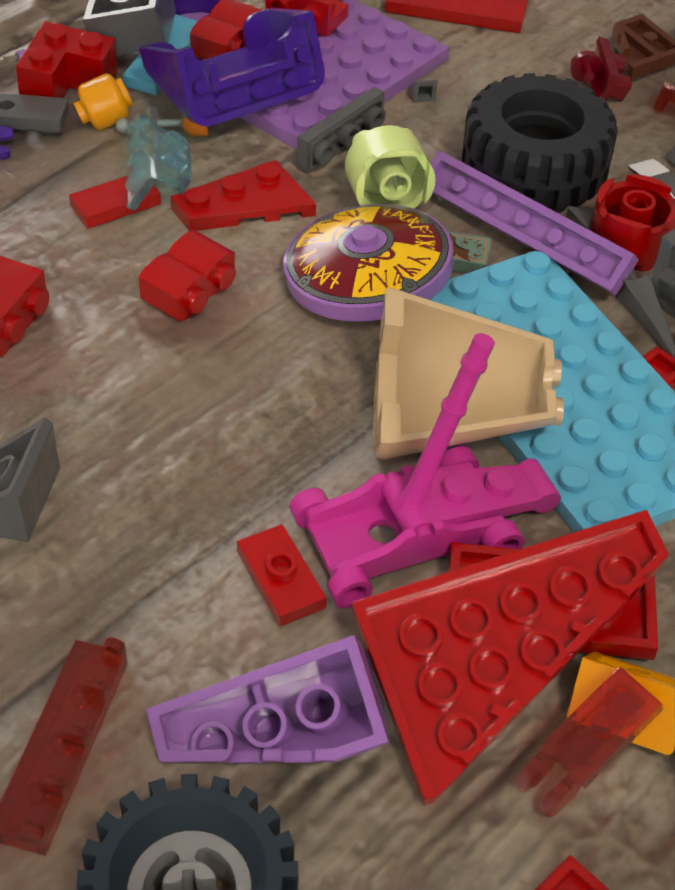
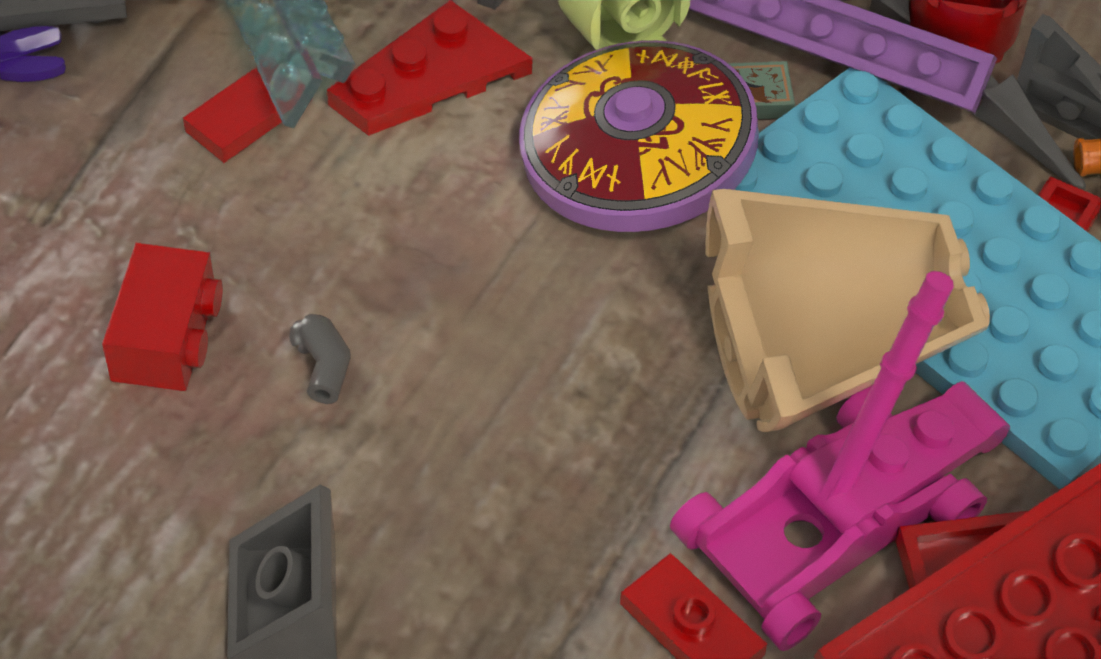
camera: 15 degrees left, 5 degrees up
(103, 352) = (332, 356): none -> dark grey arm
(187, 275) = (402, 211): red brick -> none

